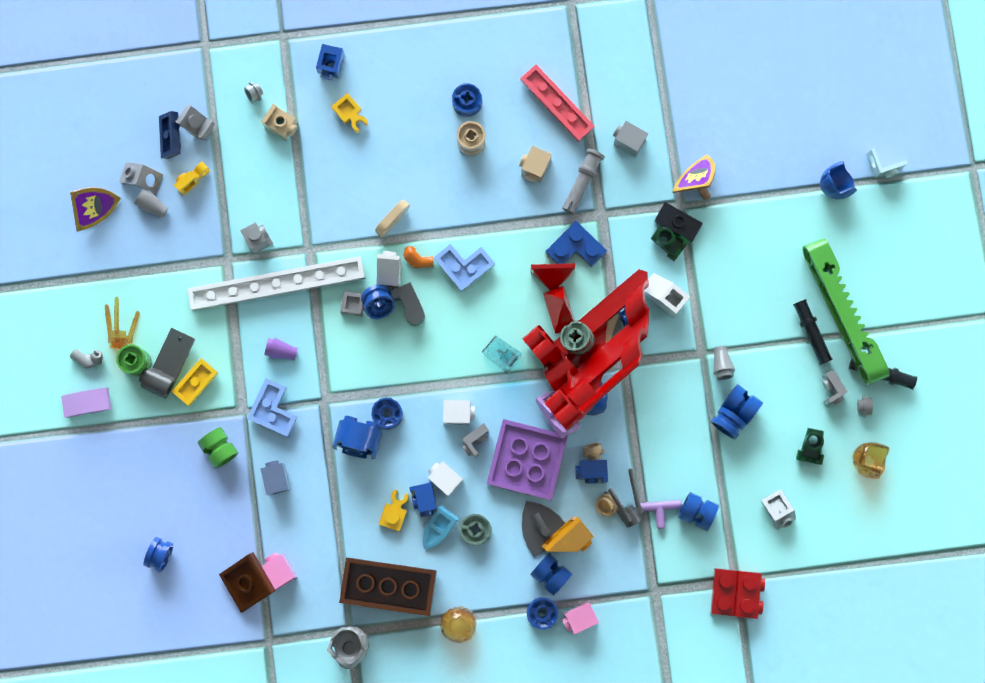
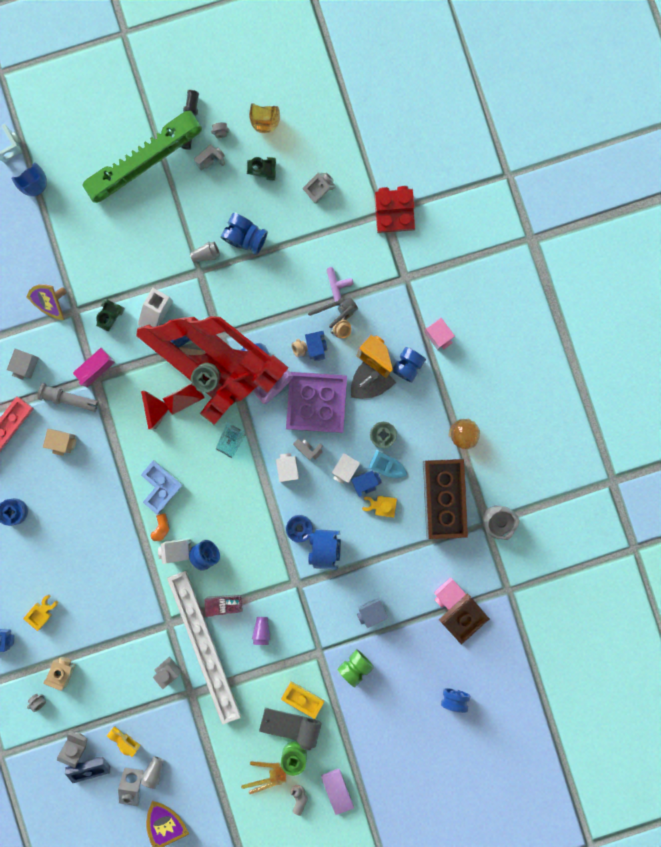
camera: 100 degrees left, 5 degrees up
(266, 410) = (315, 633): light blue plate -> none
(318, 312) = (223, 604): none -> clear pink leg
(352, 304) = (210, 577): light grey tile -> none
(392, 218) = (128, 557): tan tile -> none
(414, 311) = (206, 522): dark grey leg -> none
(471, 138) = (45, 501): tan wheel -> none
(547, 621) = (447, 360): blue wheel -> none
(577, 241) = (121, 393): blue plate -> none
(612, 215) = (93, 367): none -> dark pink panel
(678, 222) = (88, 311): black plate -> none
(698, 511) = (333, 252): blue wheel -> none
(812, 331) = (165, 182): black pin -> none

